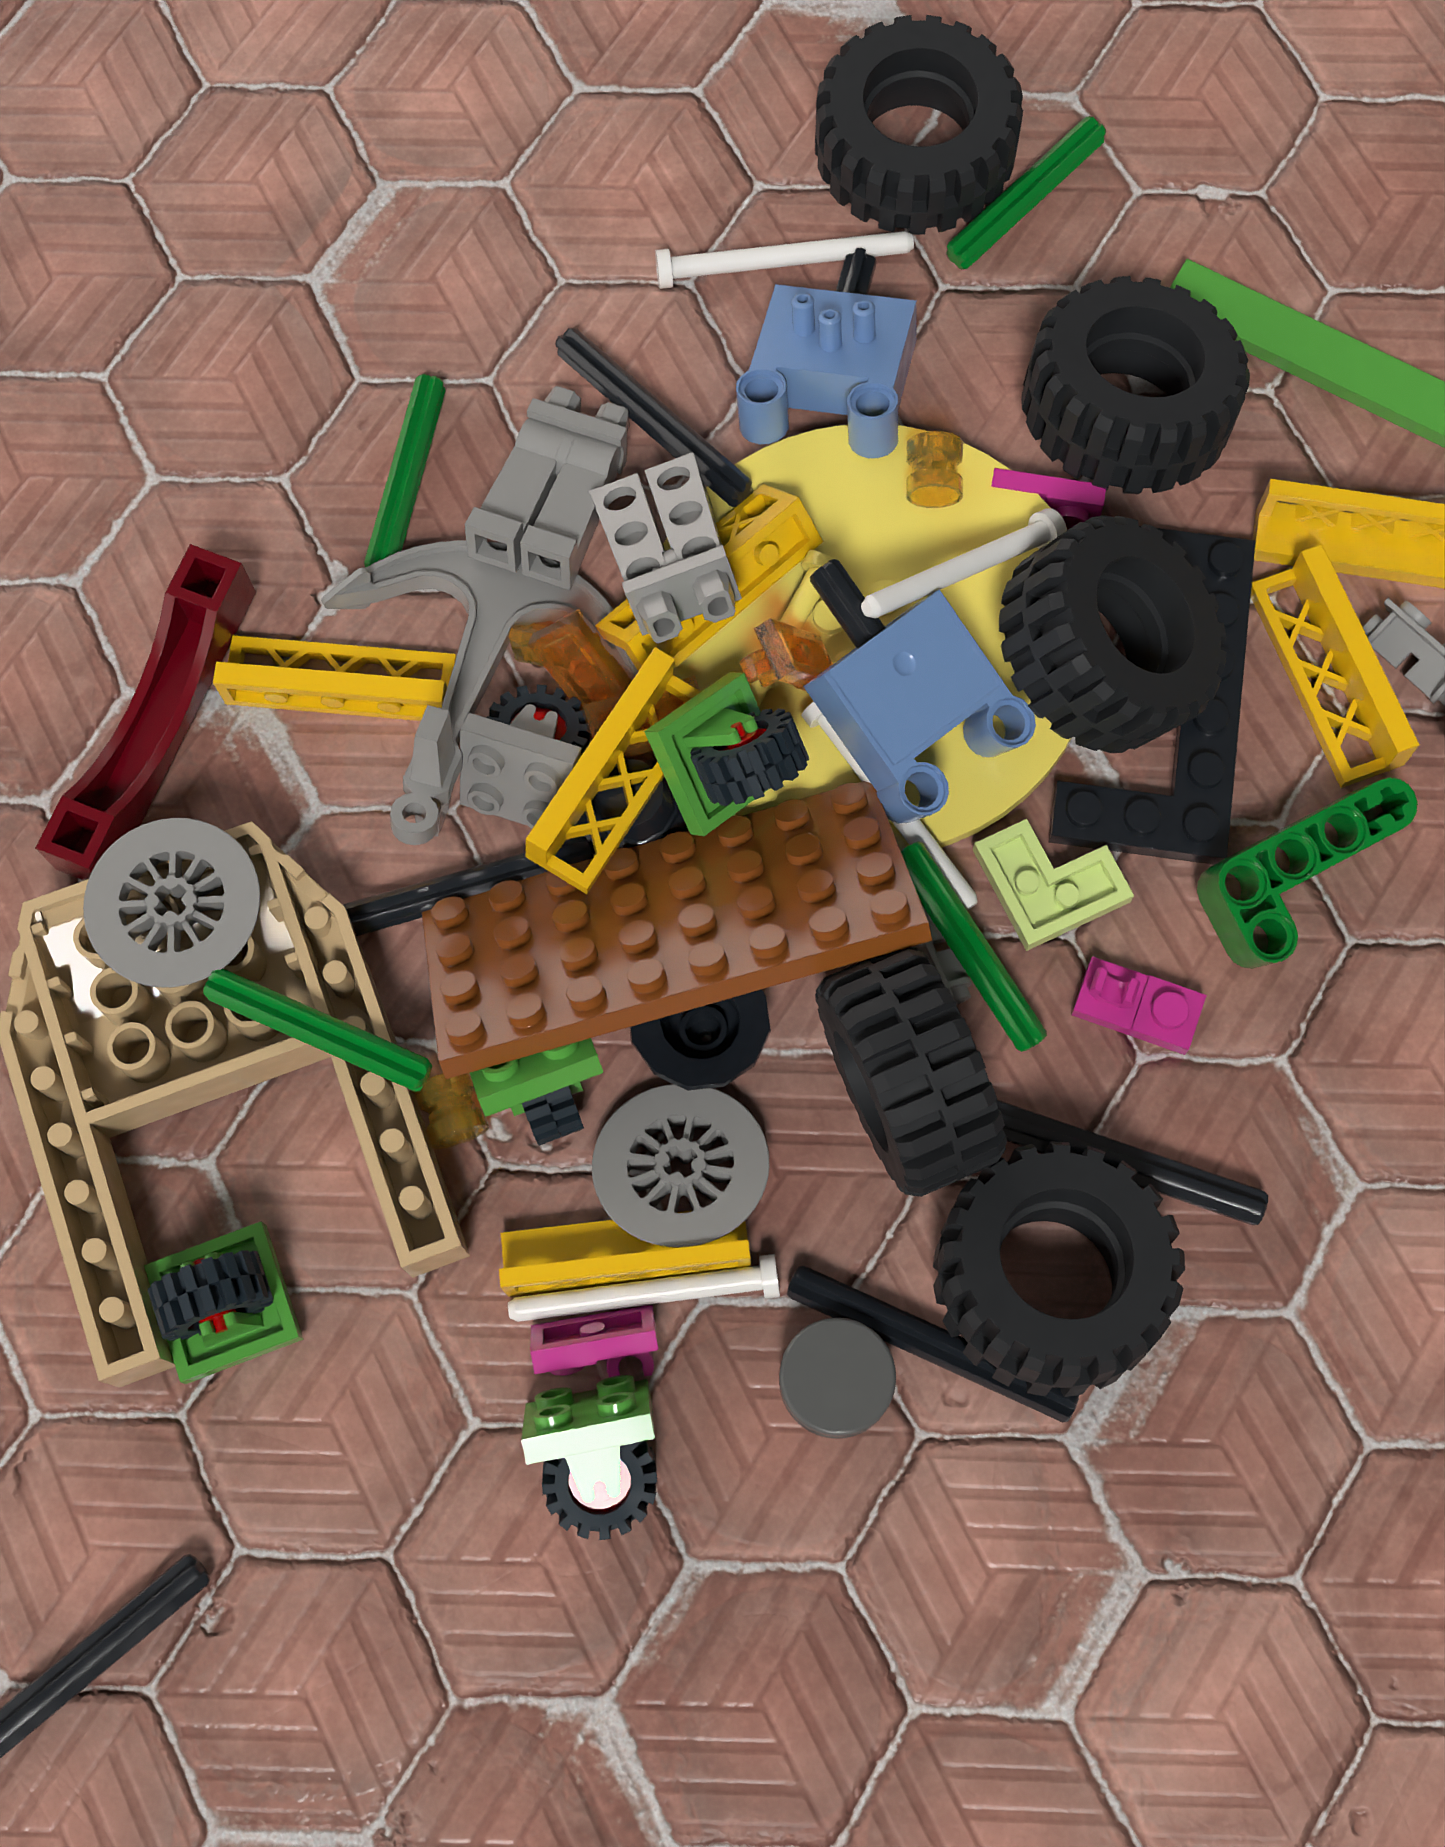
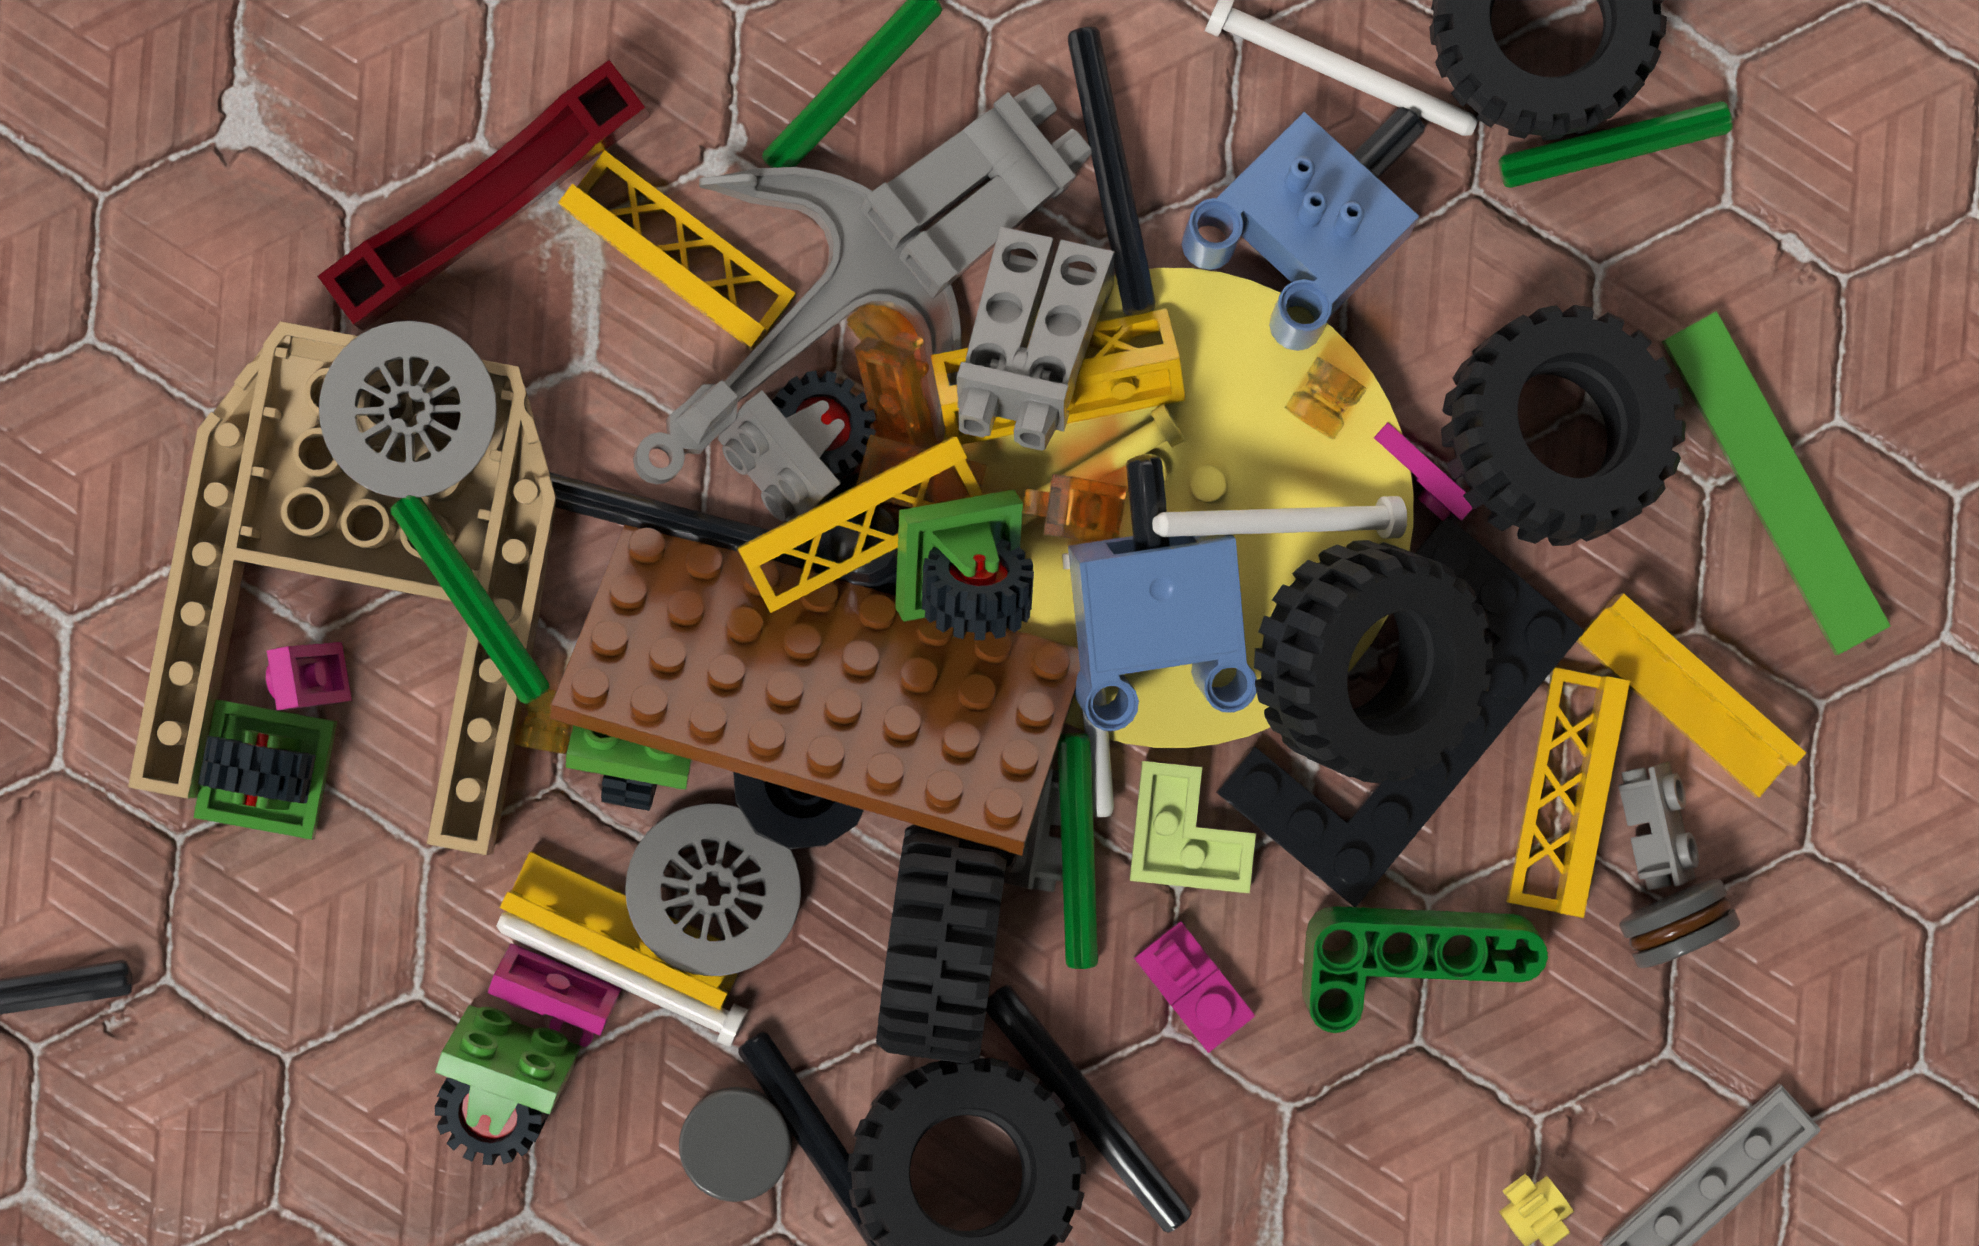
camera: 25 degrees right, 15 degrees up
(212, 1190) = (307, 675): none -> dark pink plate

